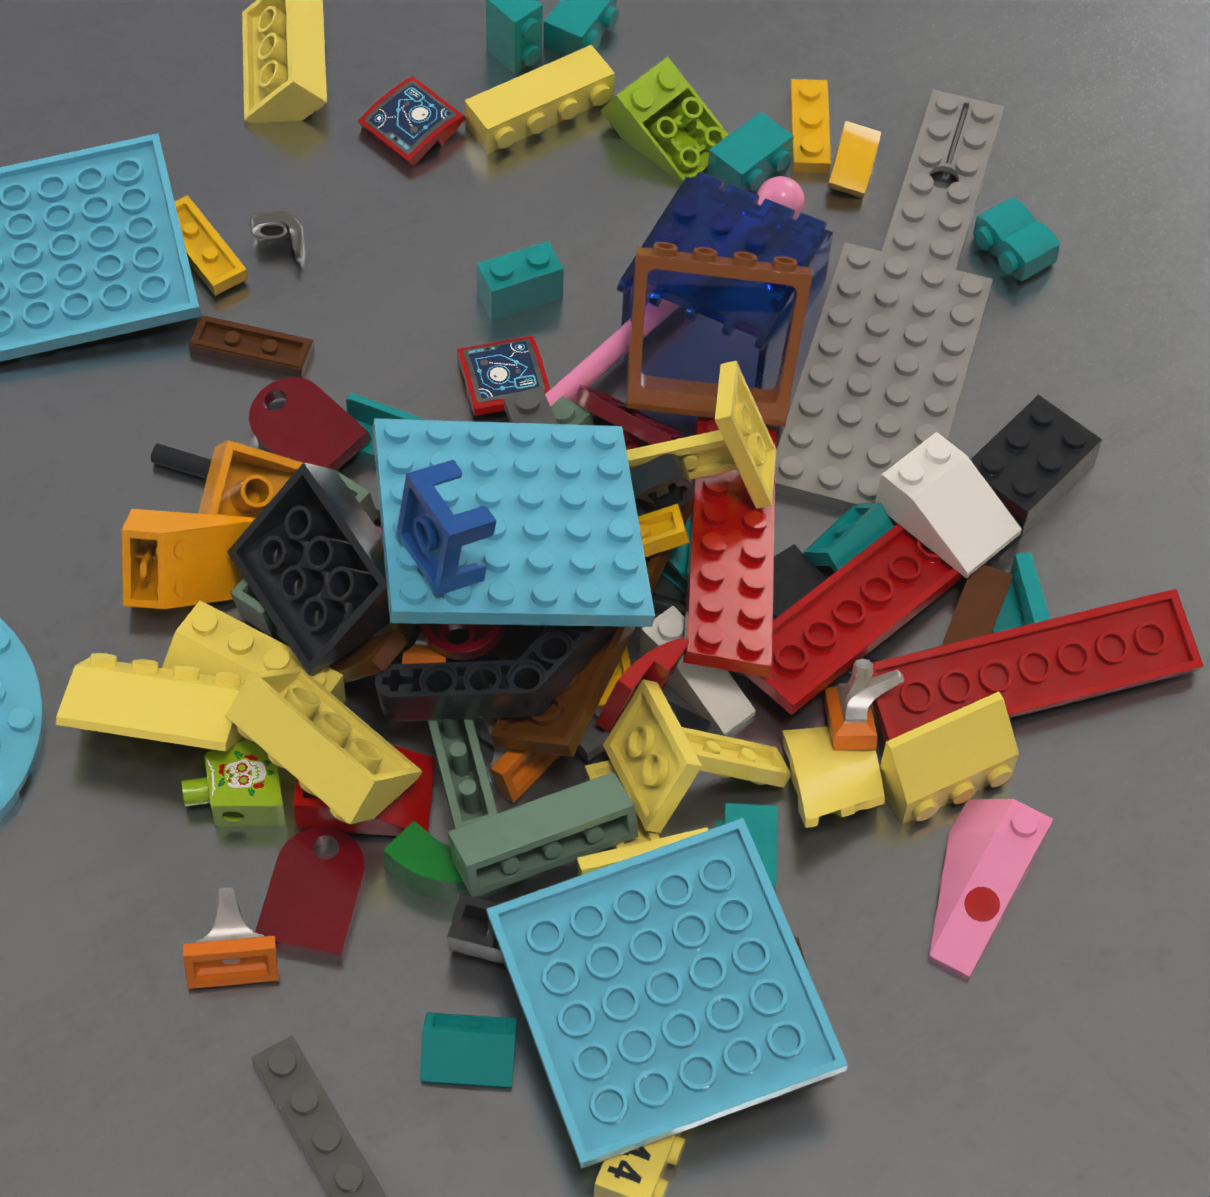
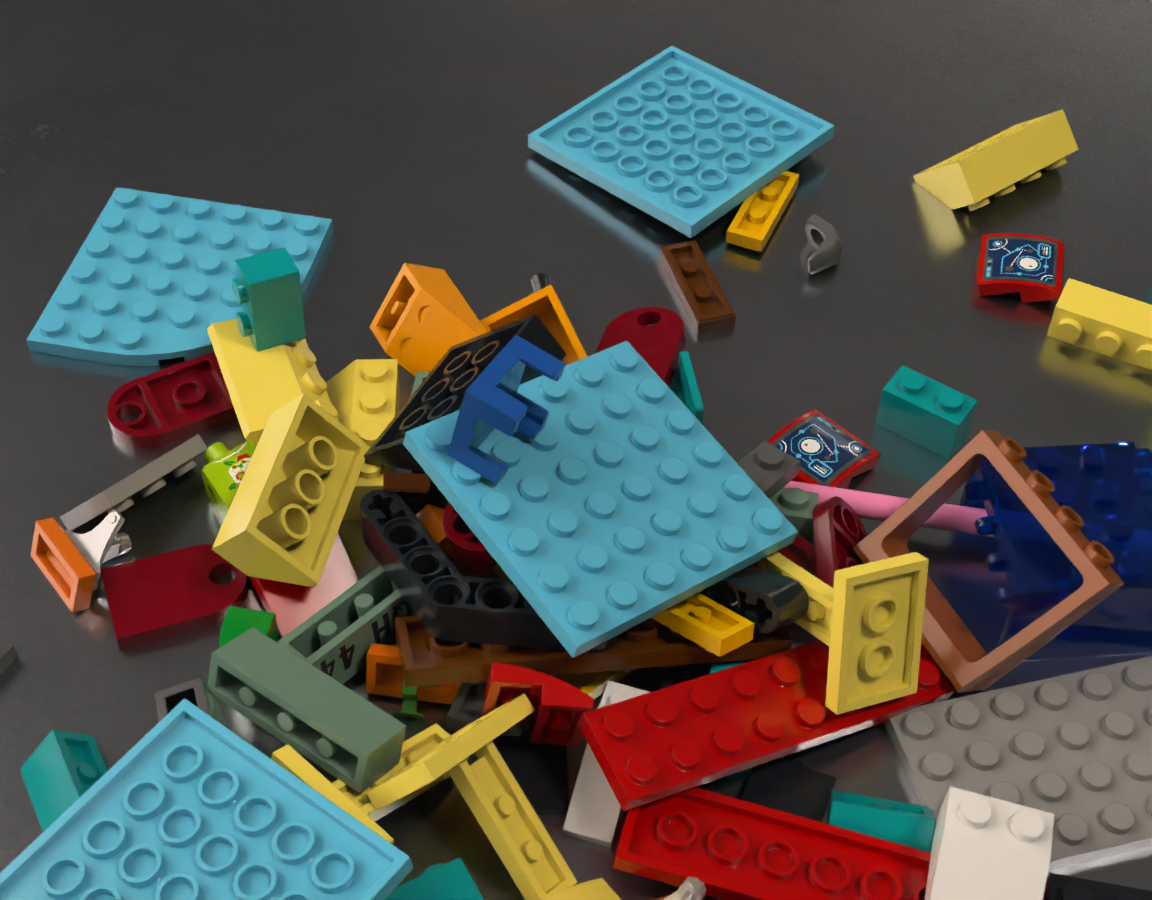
camera: 60 degrees right, 10 degrees down
(86, 796) = (171, 403): none -> dark red tile
(98, 648) = (269, 299): none -> teal brick
(184, 867) = (144, 480): none -> light grey wing
(546, 777) = (409, 703): none -> bright green piece

